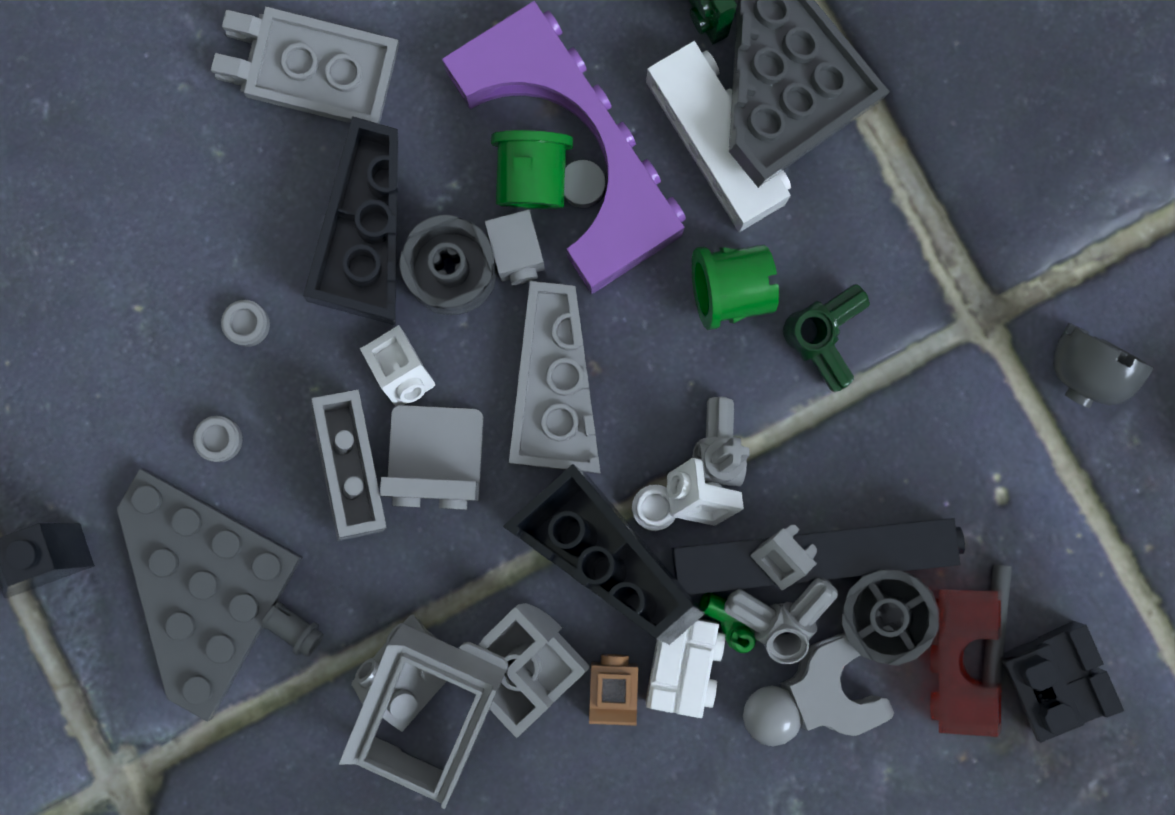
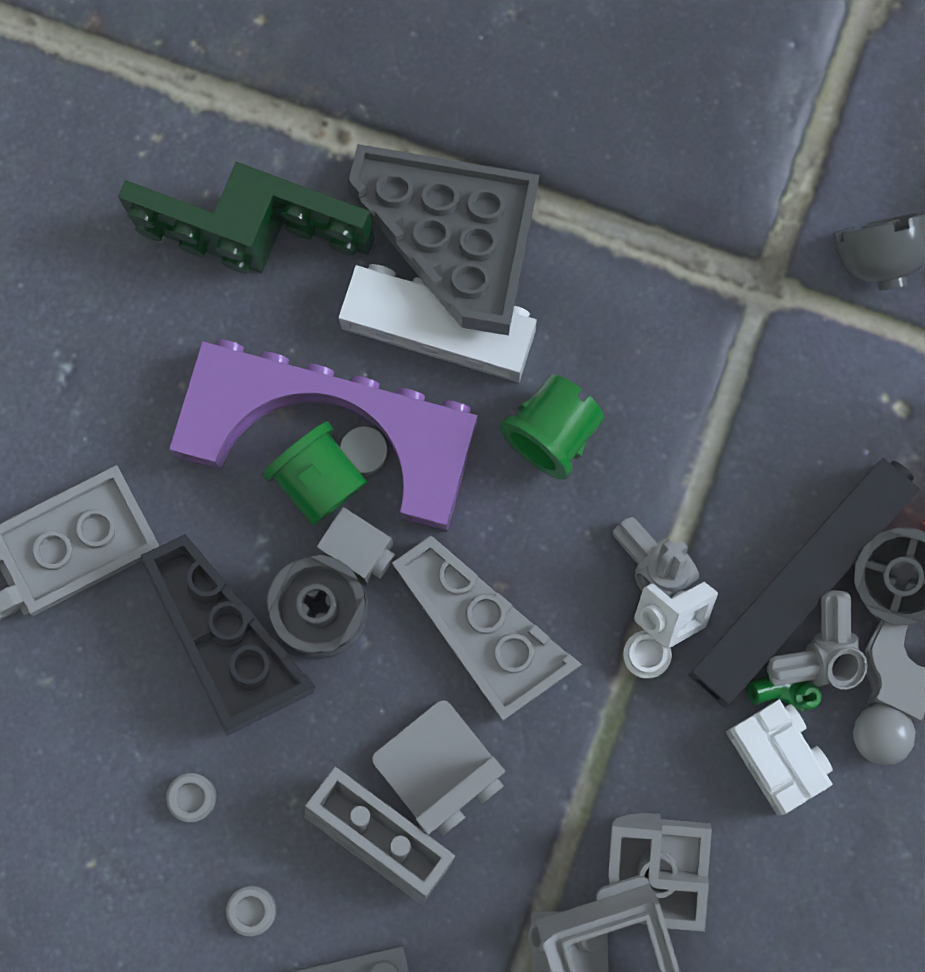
camera: 40 degrees left, 5 degrees down
(397, 367) = (346, 723): white bracket -> none
(600, 549) = (631, 723): black wedge -> none
(613, 691) = (745, 827): medium nougat window -> none
(784, 558) = (784, 601): light grey tile -> none
(827, 320) = (650, 391): dark green axle -> none

